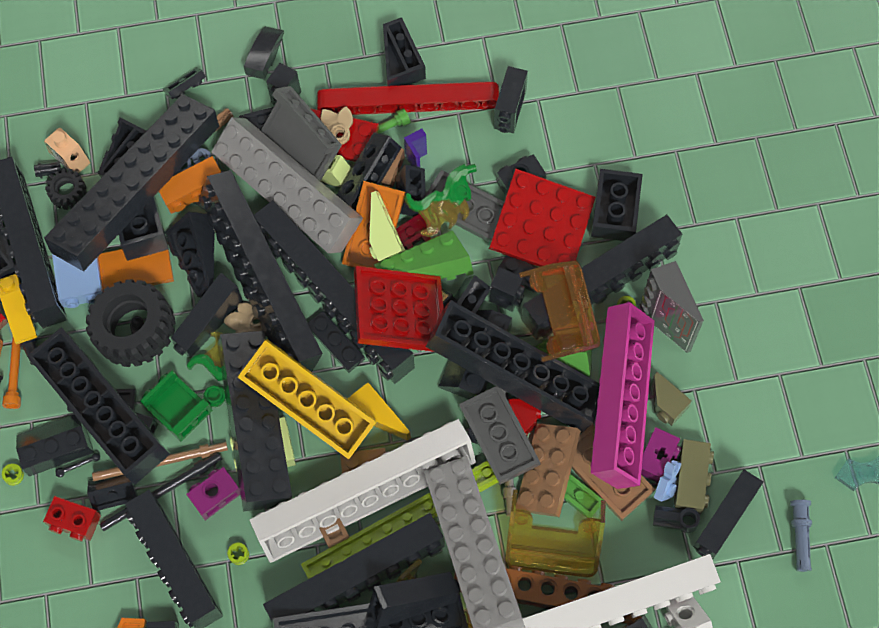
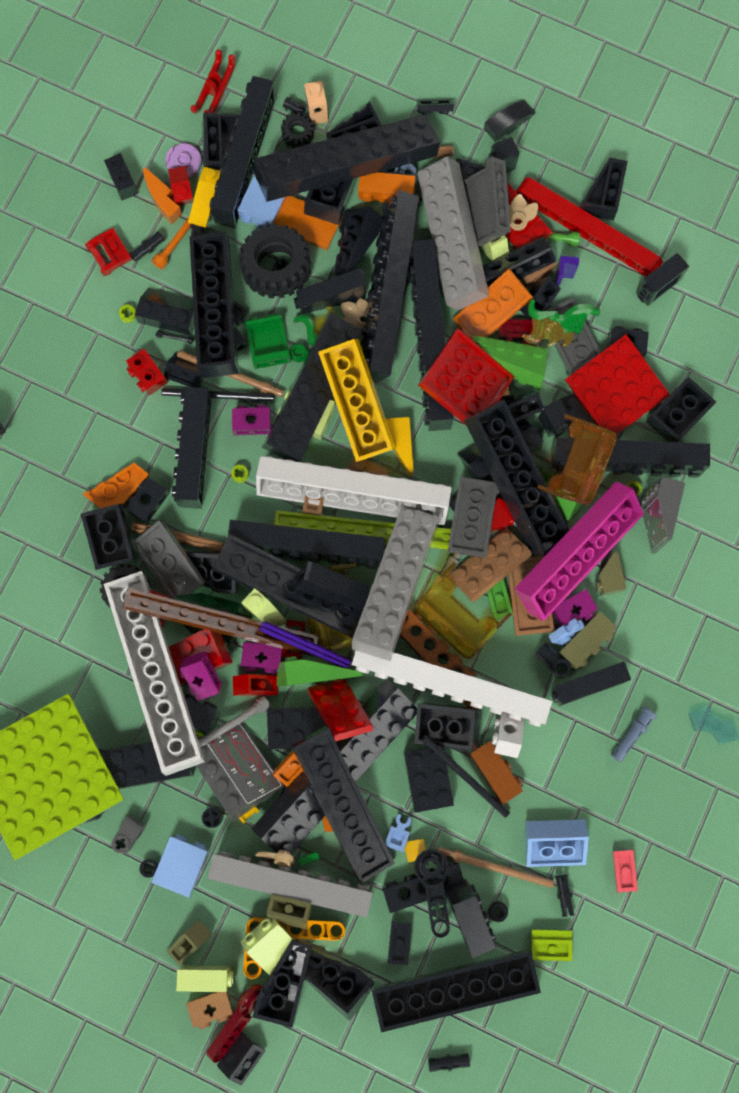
camera: 30 degrees right, 10 degrees up
(336, 342) = (408, 372): black plate -> none
(383, 235) = (495, 317): yellowish green slope -> none

